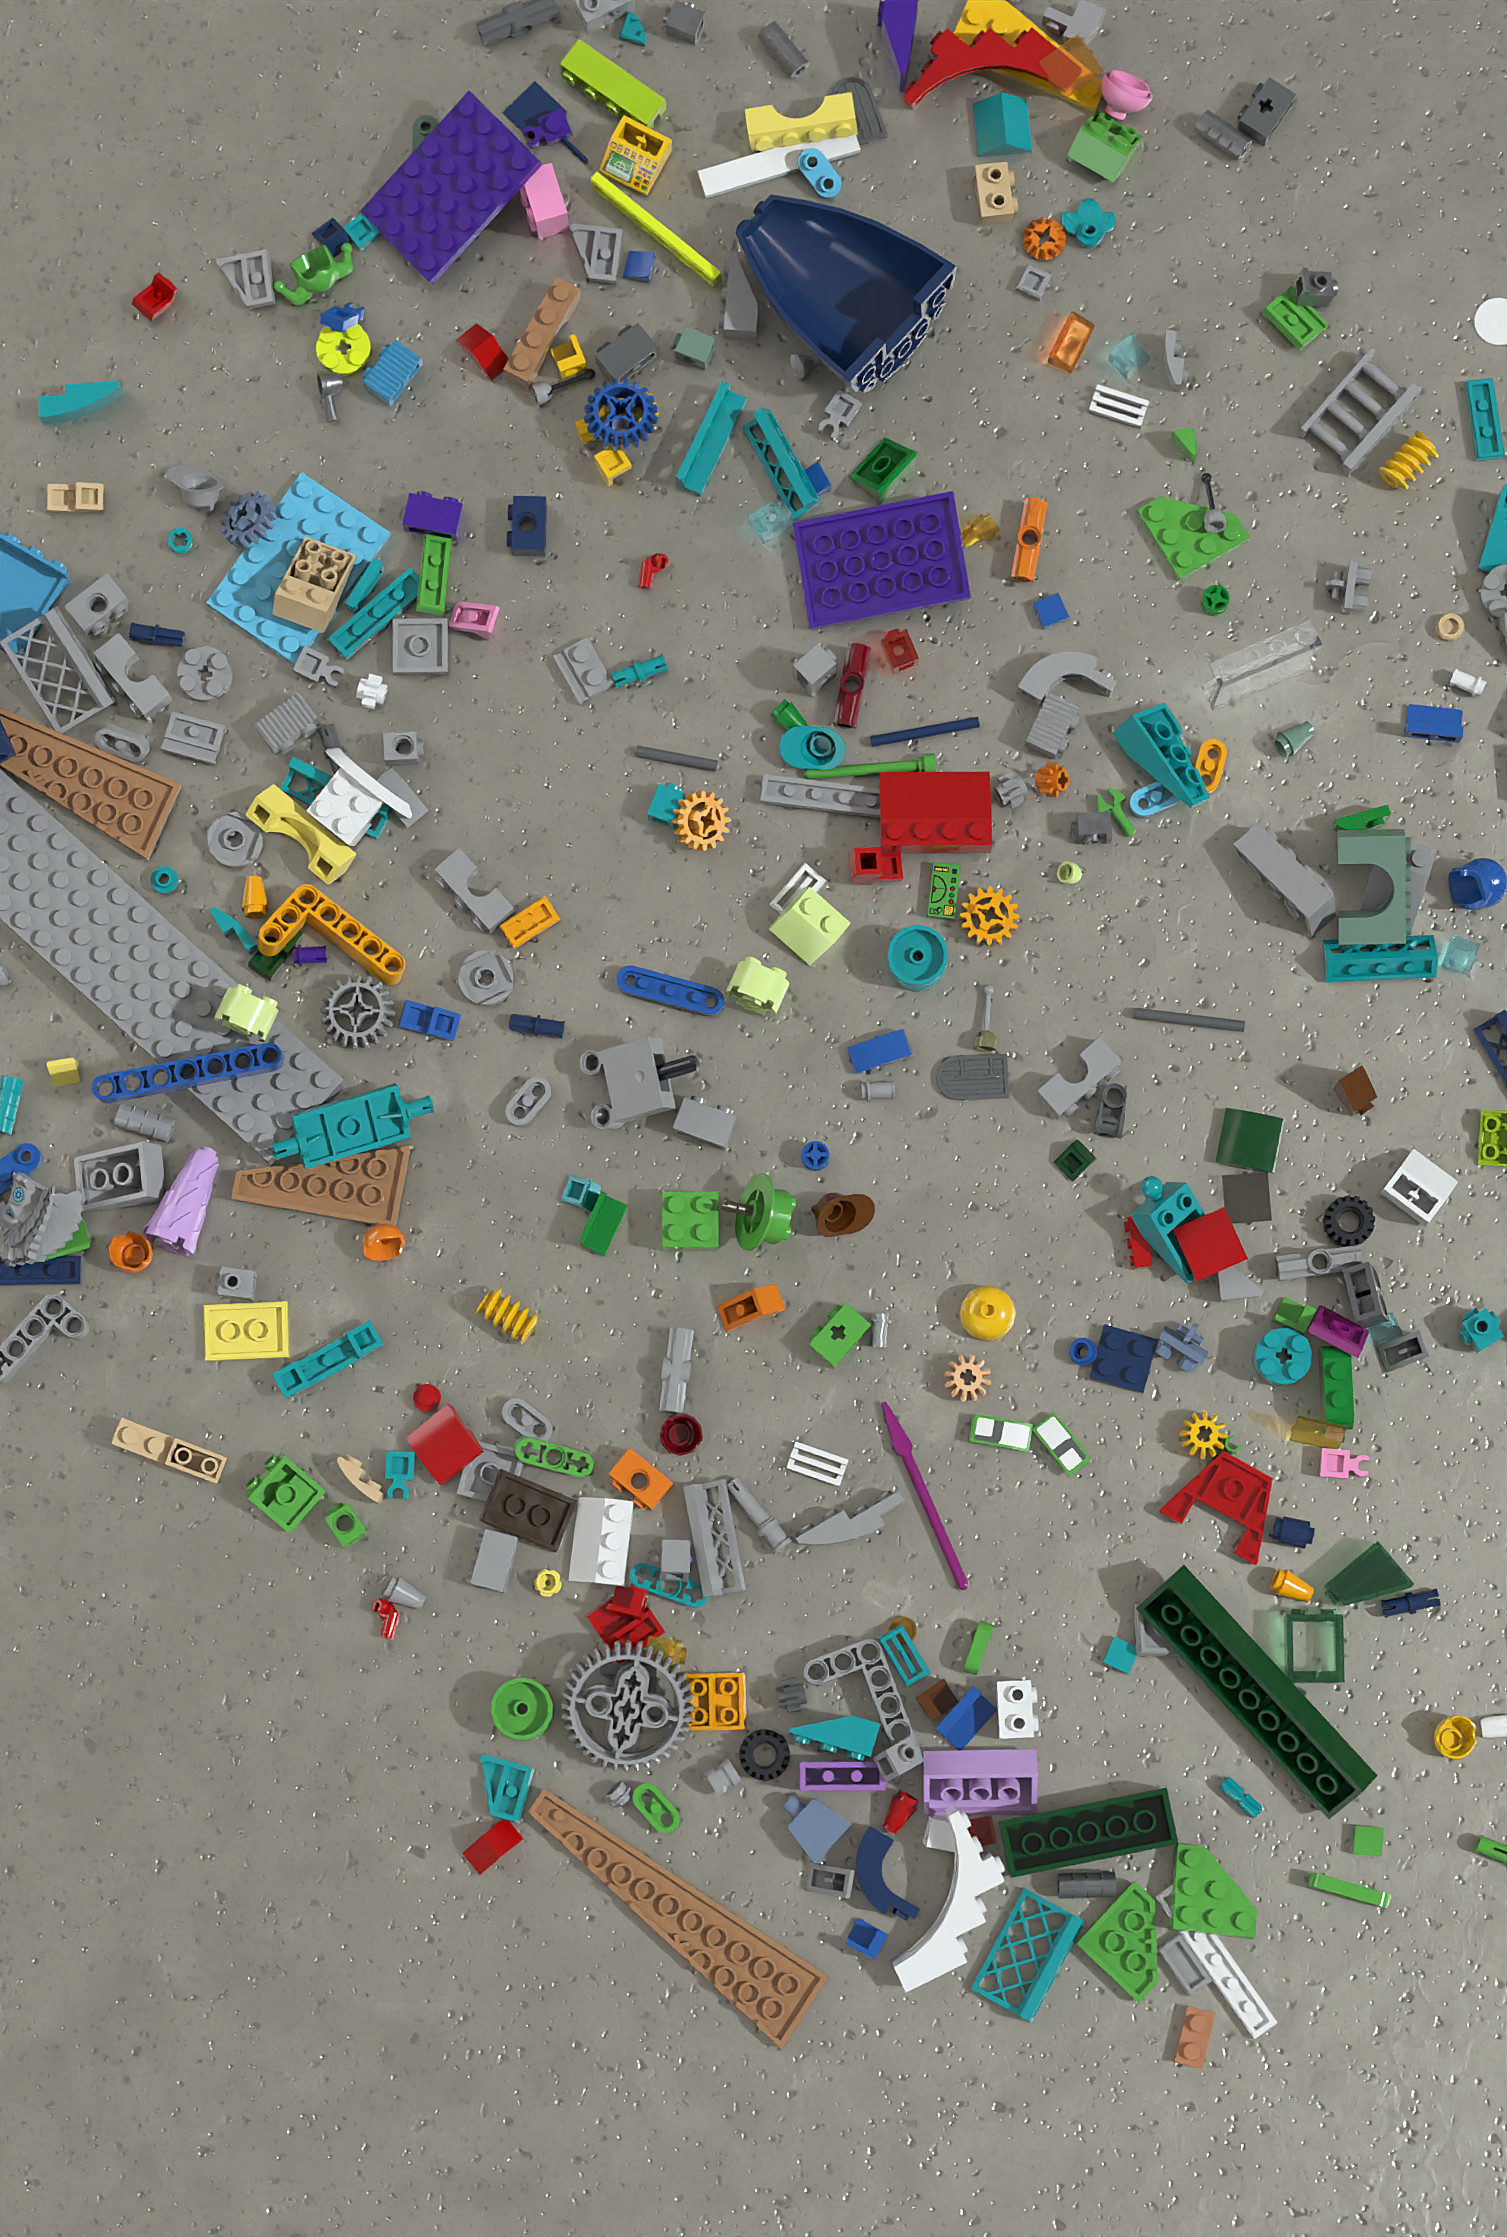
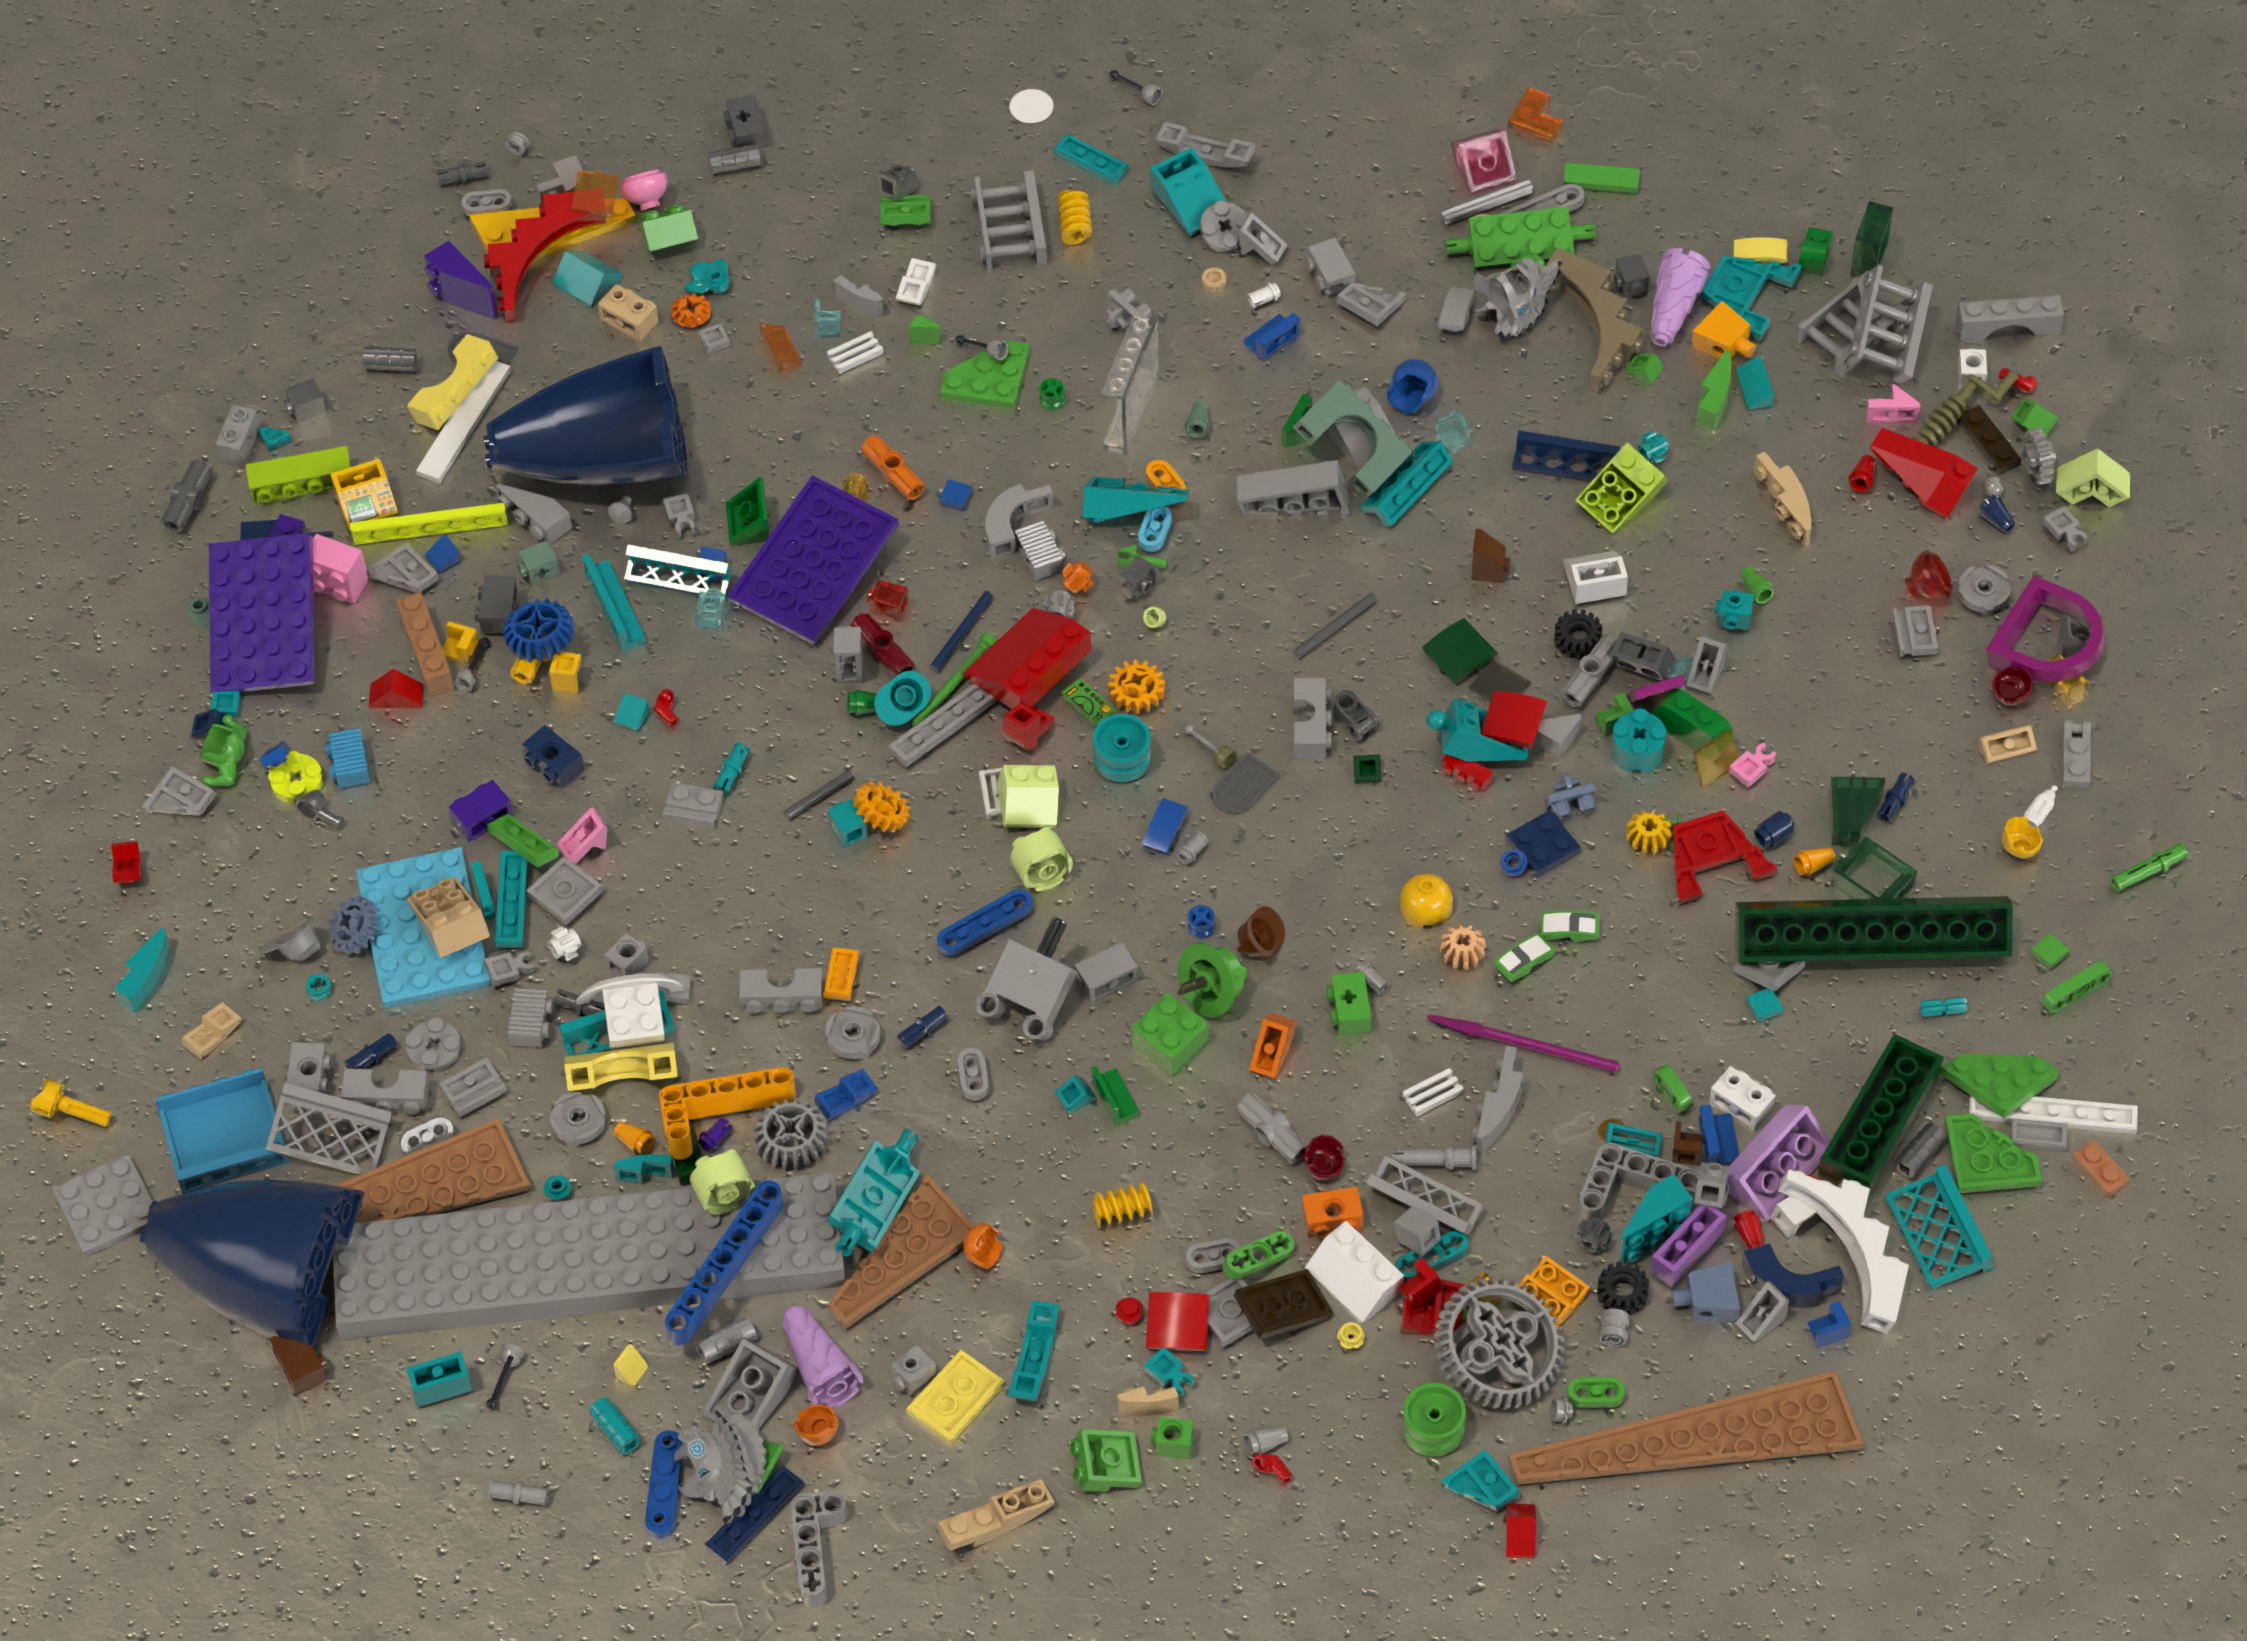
camera: 50 degrees left, 25 degrees down
(493, 1560) = (1299, 1357): light grey brick -> none
(623, 547) = (632, 712): none -> teal slope
(818, 173) = (499, 398): medium azure plate -> none
(1231, 392) = (916, 282): none -> white slope

